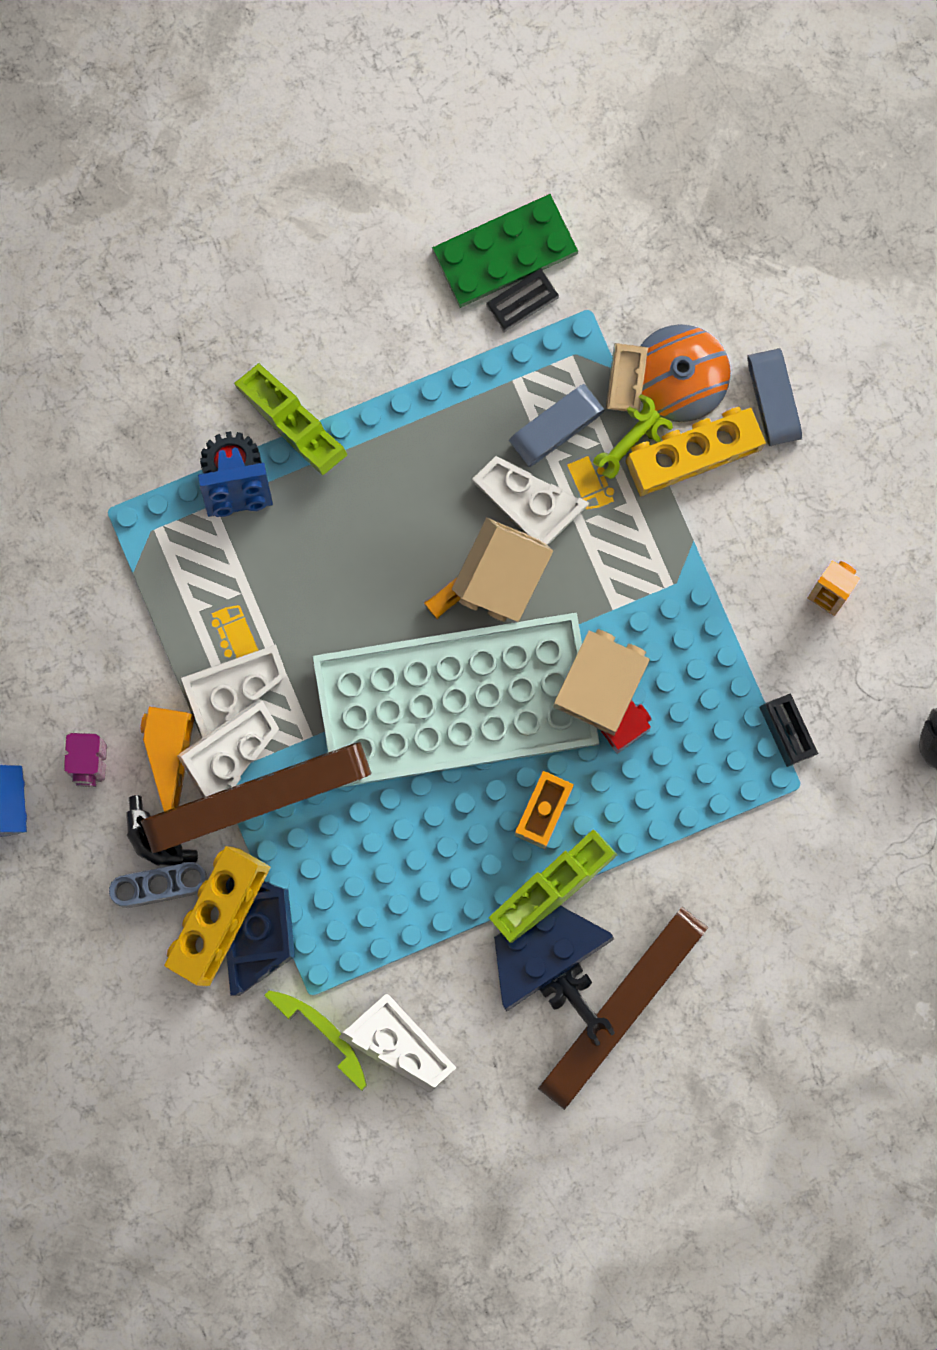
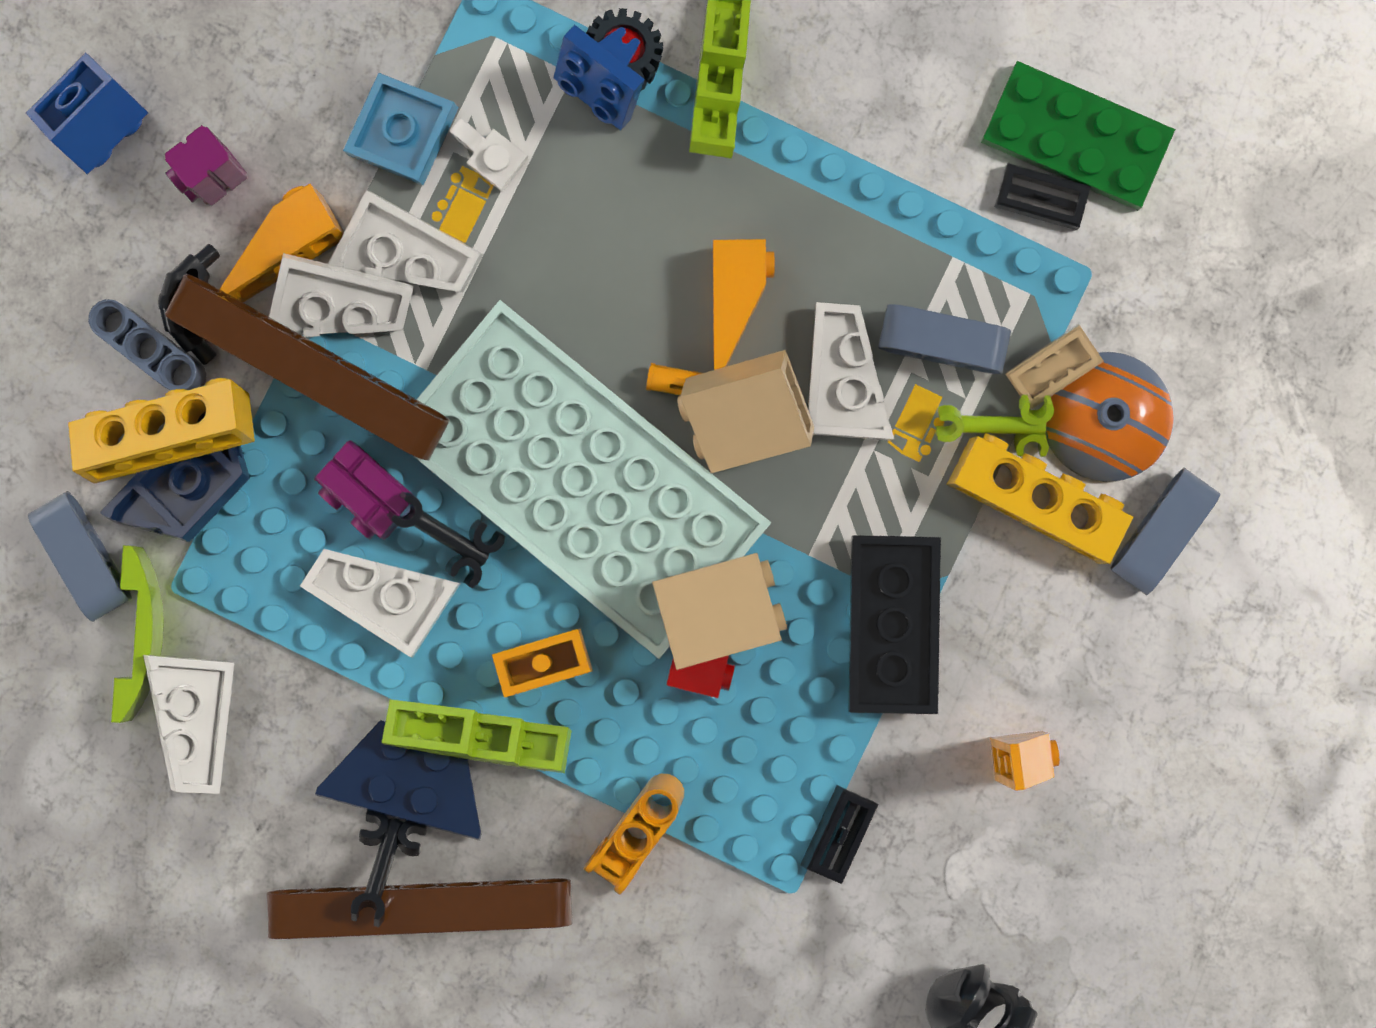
camera: 50 degrees right, 5 degrees up
(160, 629) = (401, 128): none -> dark azure tile
(224, 589) = (492, 156): none -> white plate
(245, 1030) = (79, 556): none -> sand blue beam
(355, 828) = (364, 489): none -> magenta brick
(423, 515) = (738, 285): none -> light orange slope
(424, 873) = (381, 597): none -> white wing
(443, 797) = (472, 552): none -> black bar
(691, 865) = (620, 853): none -> light orange piece
(695, 594) = (894, 624): none -> black plate

